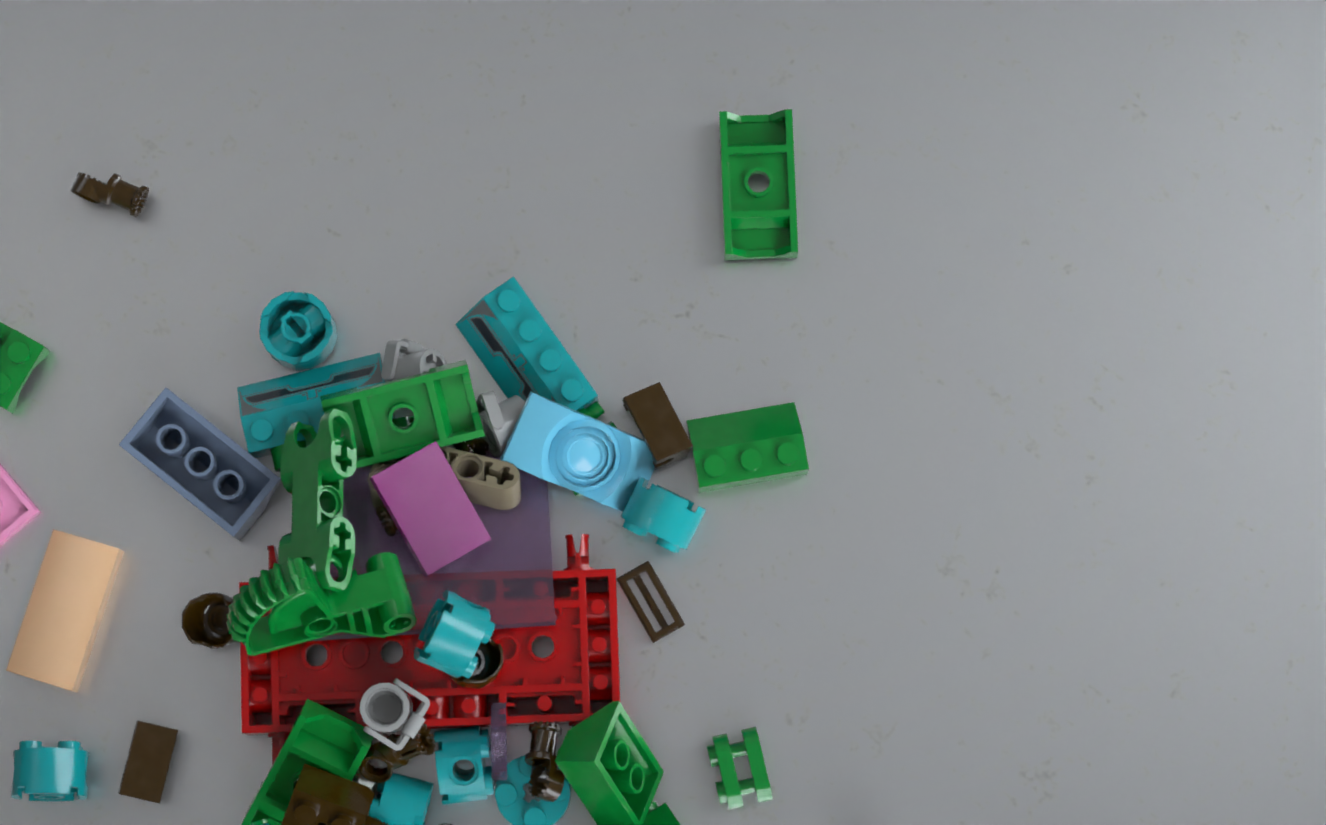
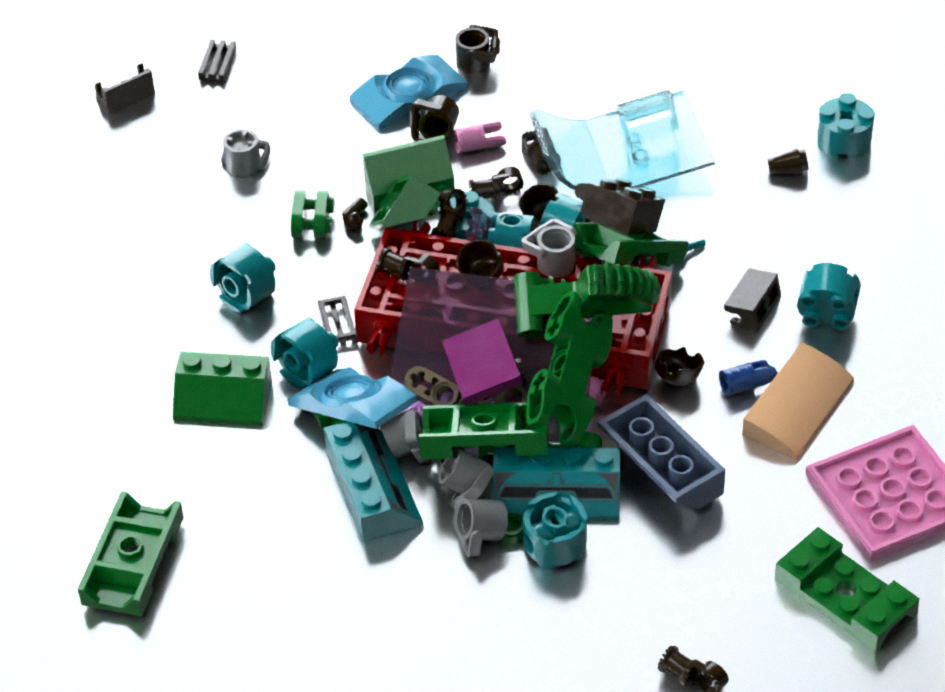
camera: 160 degrees left, 35 degrees down
(135, 625) = (746, 377): none -> blue hinge
(354, 339) = (514, 530): none -> green tile
(384, 320) = (479, 521): none -> light grey piece
(454, 635) = (488, 252): teal brick -> none
(574, 639) = (400, 265): none -> dark brown connector
(658, 425) = (285, 409): dark brown hinge -> none
(691, 786) = (352, 213): none -> dark brown arm
(780, 619) = (243, 277): none -> teal brick

